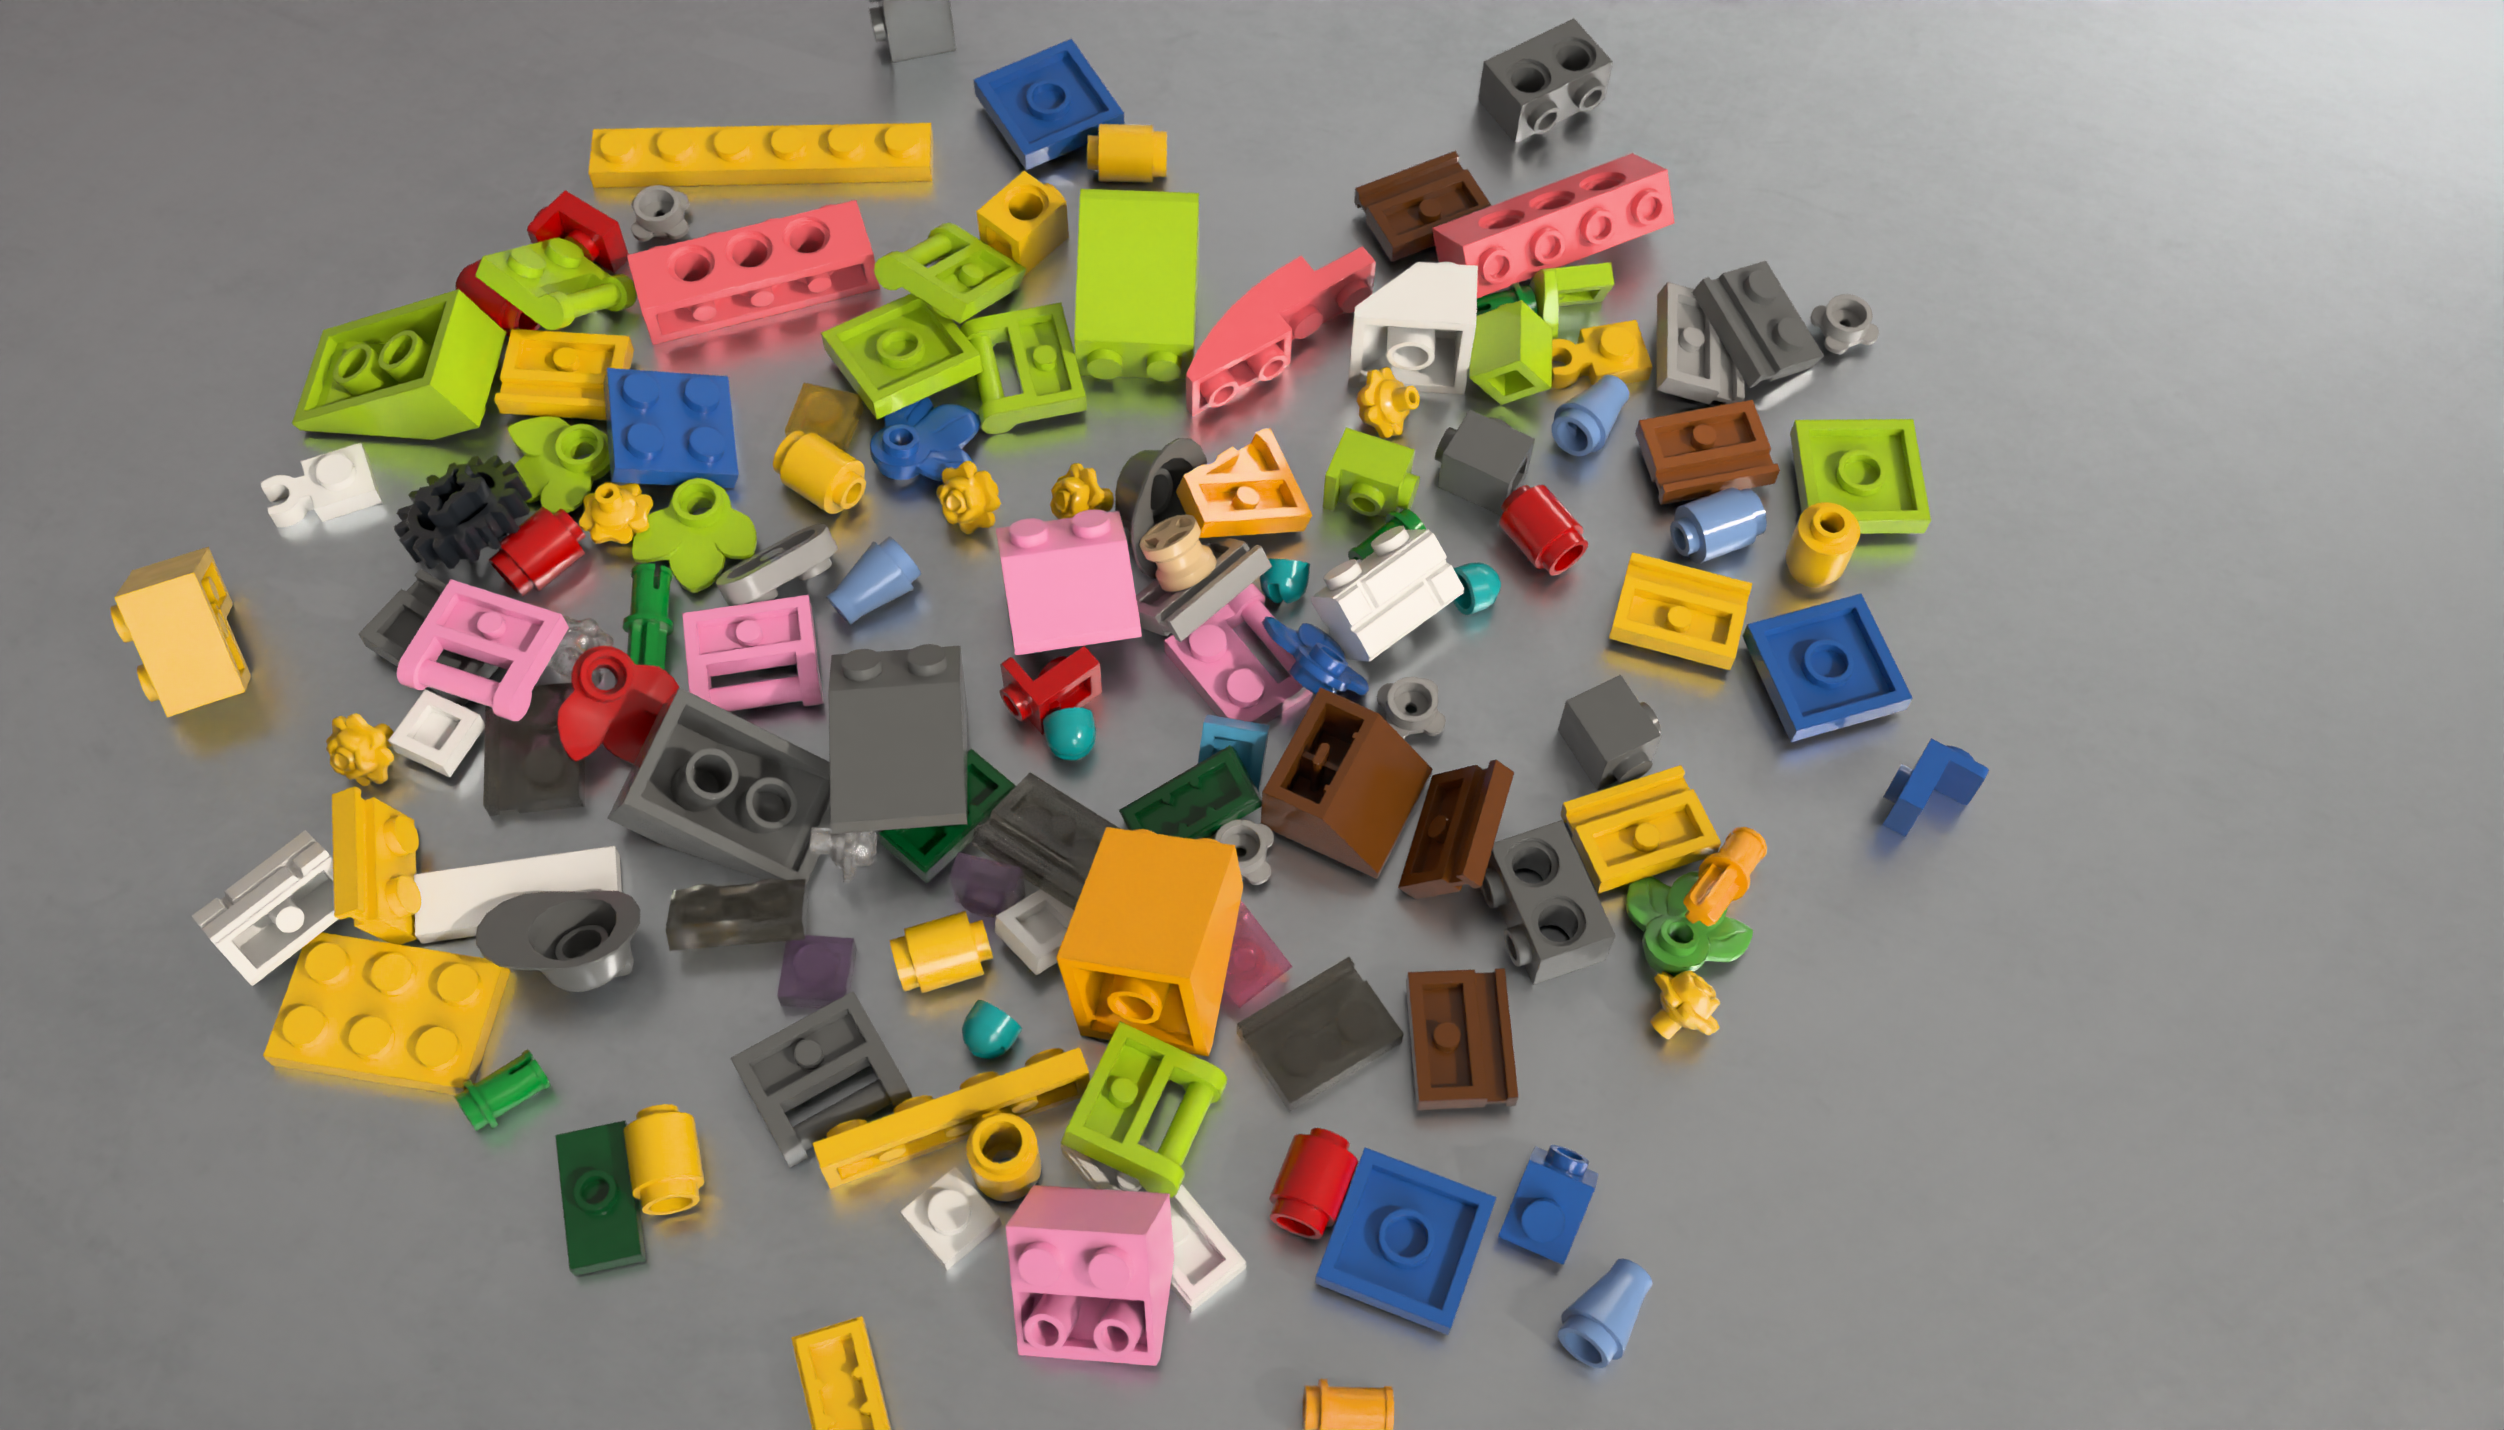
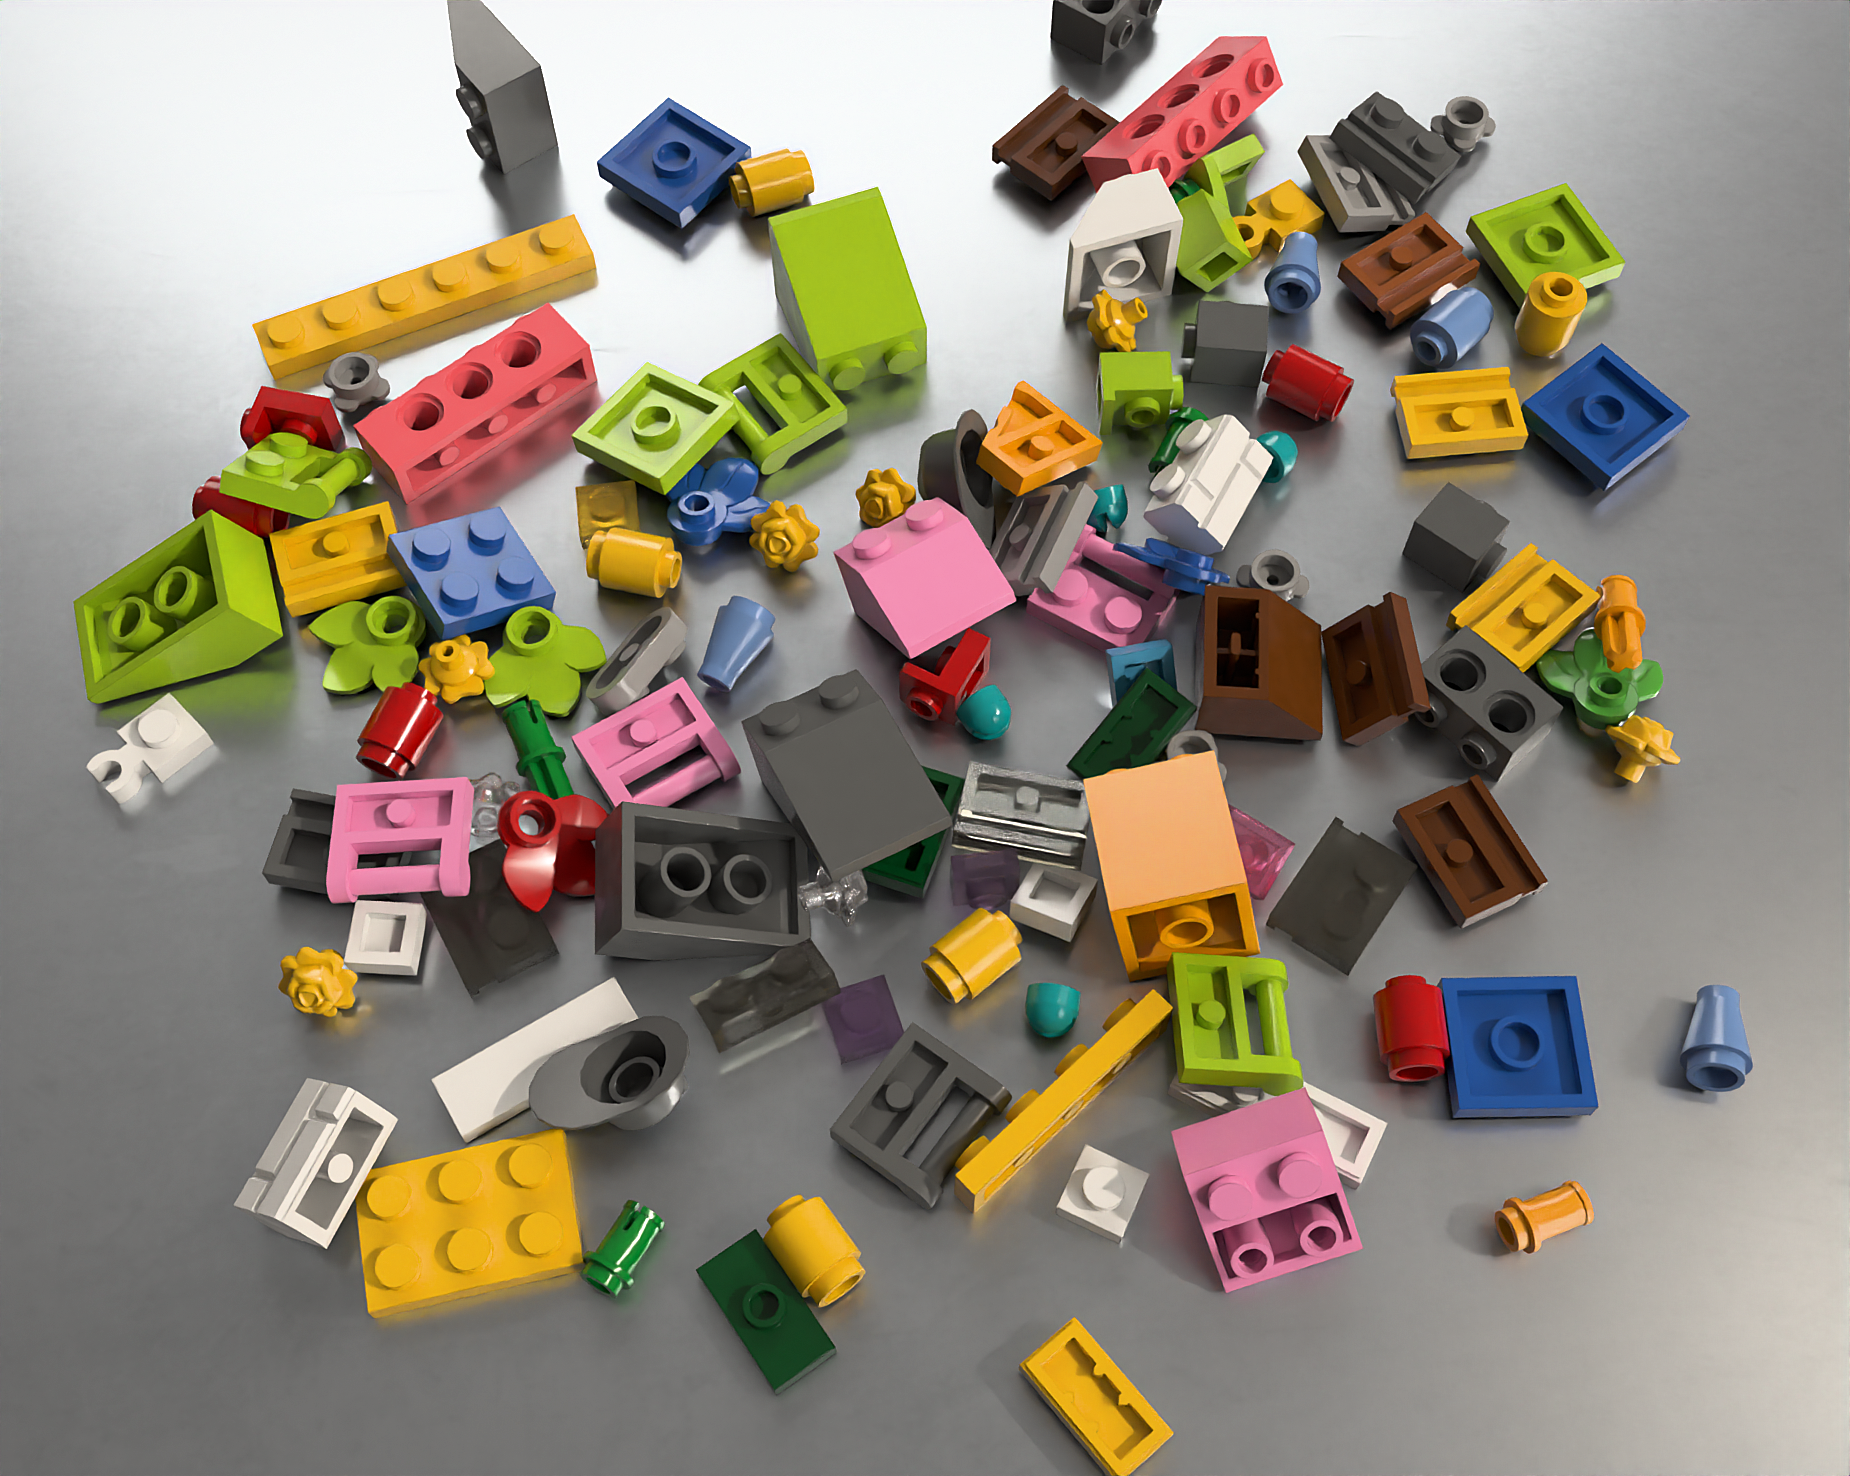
camera: 20 degrees left, 0 degrees up
(181, 632) = (87, 935): yellow brick -> none
(374, 866) = (395, 1085): yellow plate -> none
(463, 512) = (309, 720): black gear -> none
(960, 284) = (680, 349): lime plate -> none
(1000, 1138) = (1135, 1098): yellow brick -> none
(1024, 221) = (708, 275): yellow brick -> none
(1178, 553) = (1010, 515): tan wheel -> none
(1258, 330) = (977, 286): coral slope -> none
(1550, 1202) = (1620, 963): blue bracket -> none
(1938, 768) = (1734, 483): blue bracket -> none

